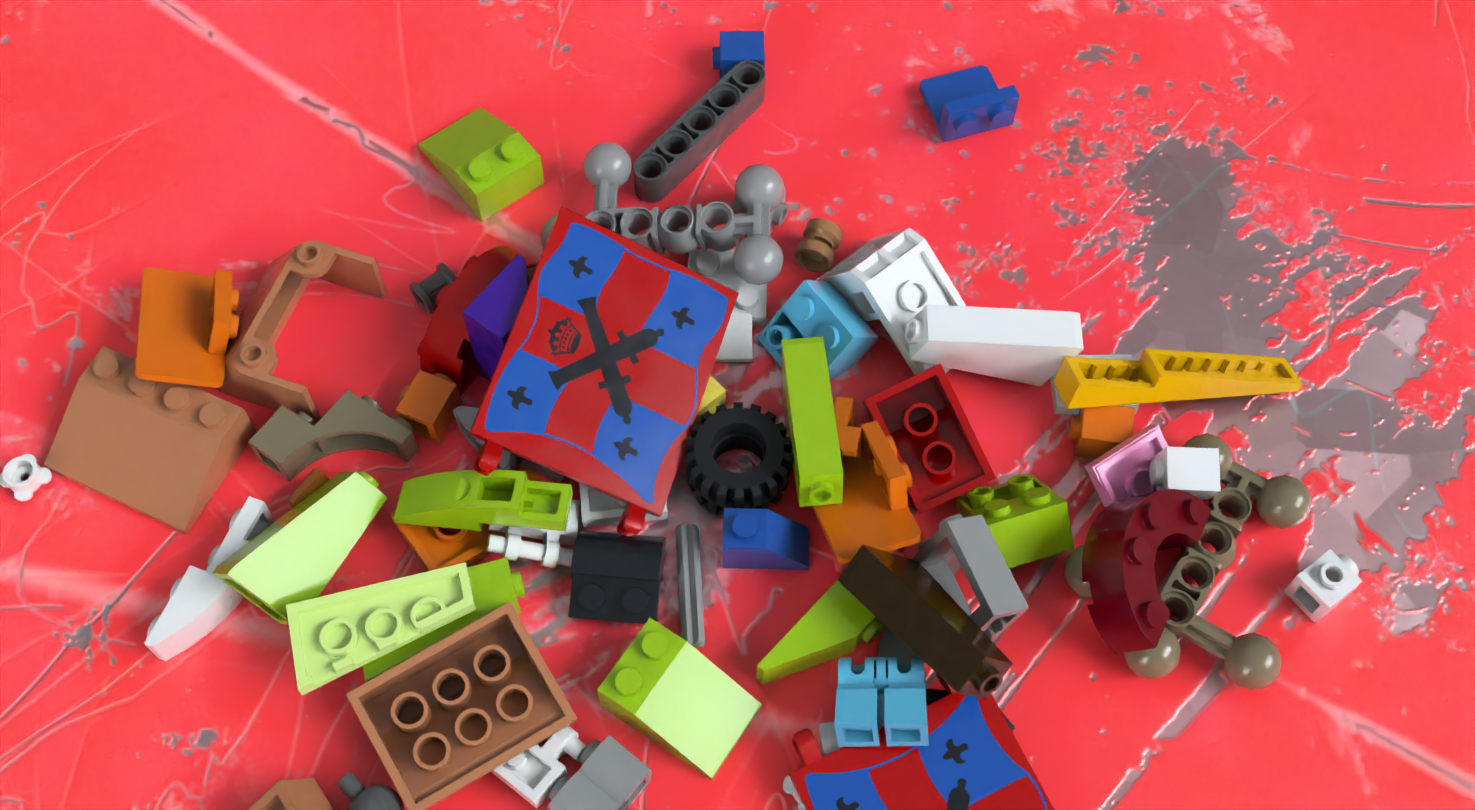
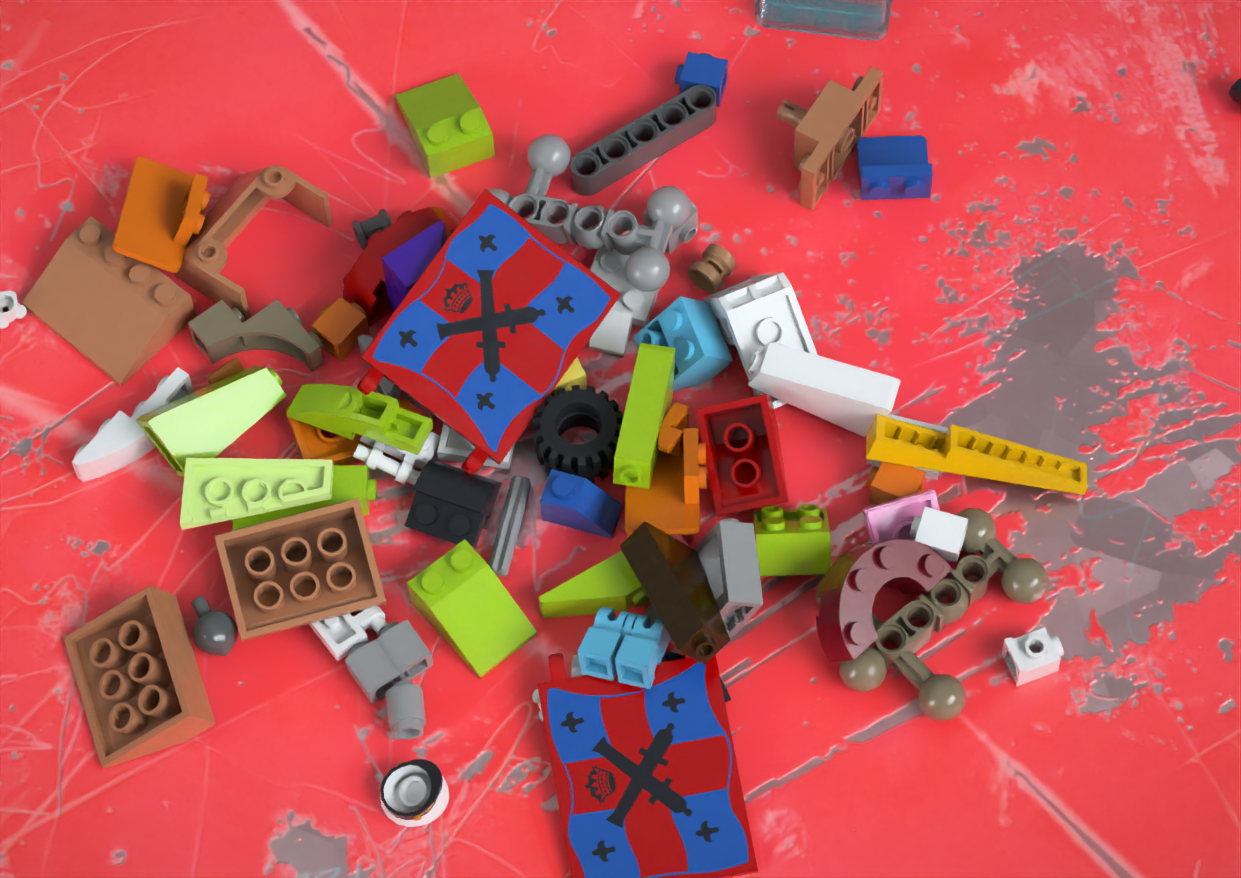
camera: 20 degrees right, 0 degrees up
(891, 78) = (830, 131): none -> nougat brick

